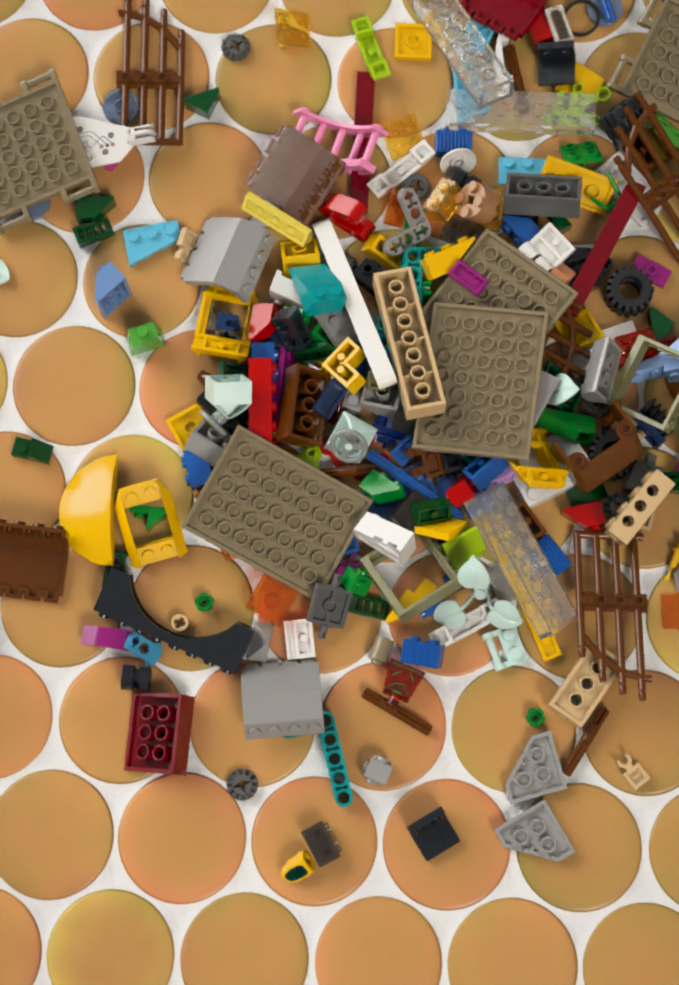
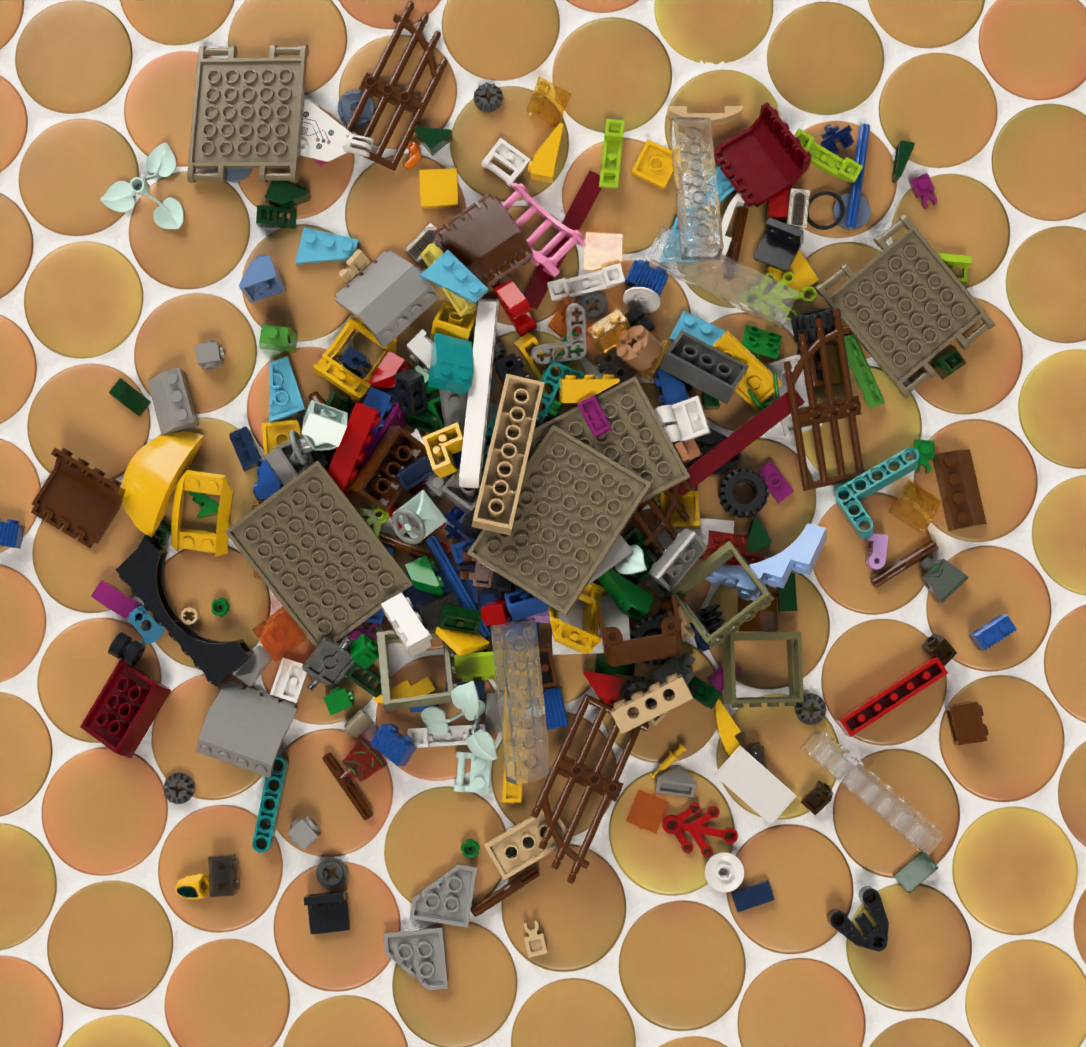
camera: 25 degrees right, 5 degrees up
(73, 437) = (172, 401): none -> light grey slope
(90, 379) = (210, 355): none -> light grey brick
(161, 449) = (245, 448): none -> dark blue hinge
(172, 382) = (284, 391): none -> medium azure wing
(194, 126) = (414, 154): none -> orange arm
(229, 144) = (438, 188): none -> yellow tile
(236, 198) = (419, 244): none -> tile
(278, 90) = (508, 157): none -> white plate
(284, 211) = (454, 276): none -> medium azure wing
(314, 79) = (545, 159): none -> yellow slope
(353, 636) = (339, 700): none -> green brick
(427, 791) = (322, 873): none -> dark grey gear

